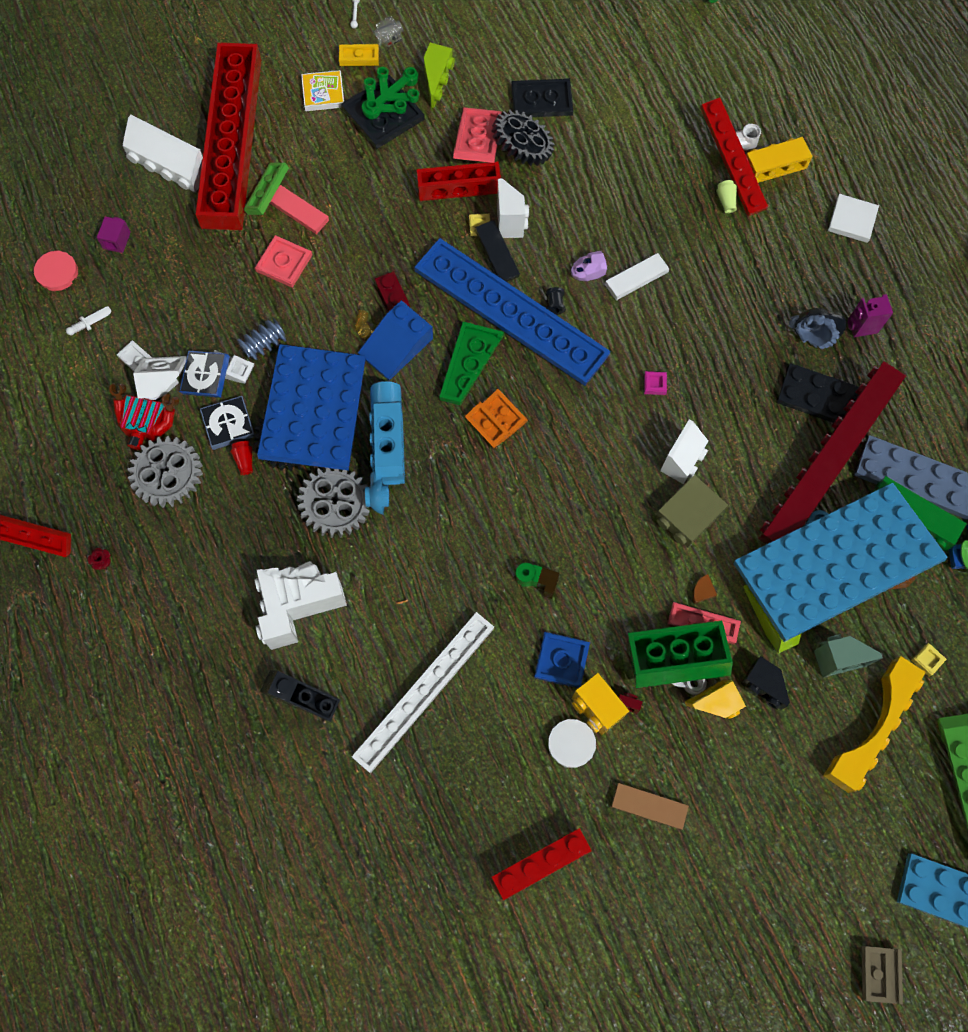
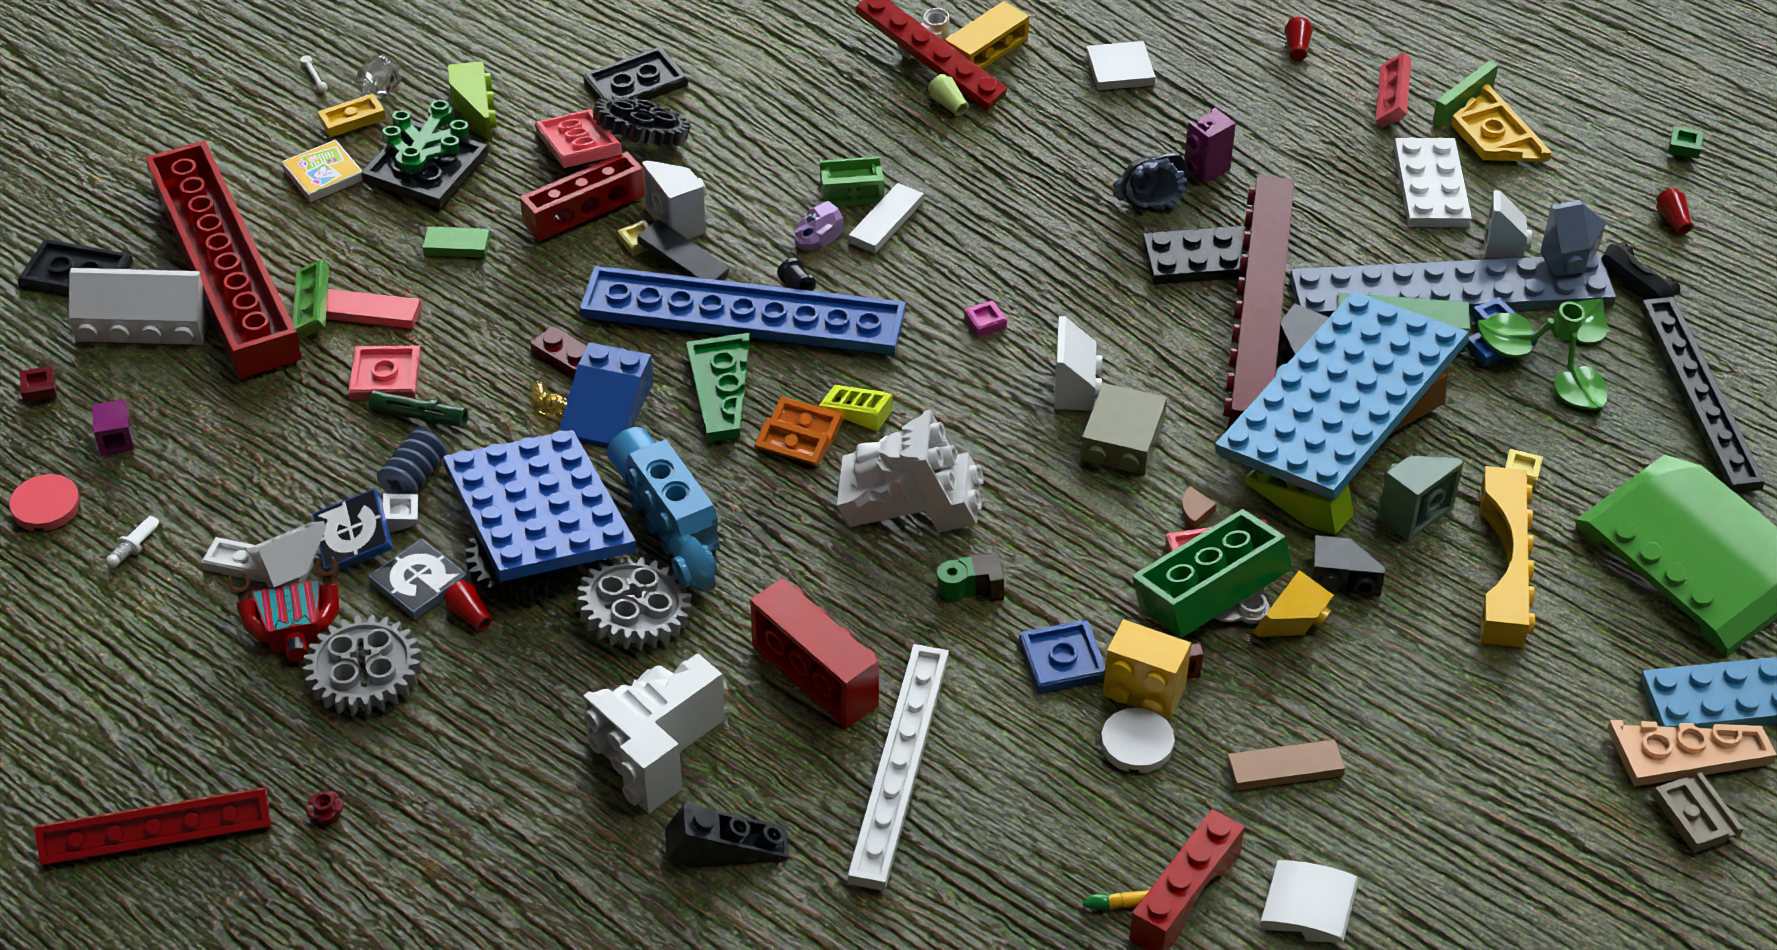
camera: 25 degrees left, 25 degrees down
(90, 183) = (38, 384): none -> dark red plate
(150, 104) = (53, 260): none -> black tile
(293, 304) = (419, 409): none -> dark green pin
(372, 180) = (456, 242): none -> tile
(411, 588) = (815, 652): none -> red brick
(508, 854) = (1103, 901): none -> piece
(536, 494) = (911, 475): none -> white brick
(545, 430) = (871, 414): none -> neon yellow slope
(607, 912) = (1310, 901): none -> white slope
(629, 240) = (852, 181): none -> bright green hinge
(844, 491) = (1297, 329): none -> slope
(893, 922) = (1673, 753): none -> light nougat wing

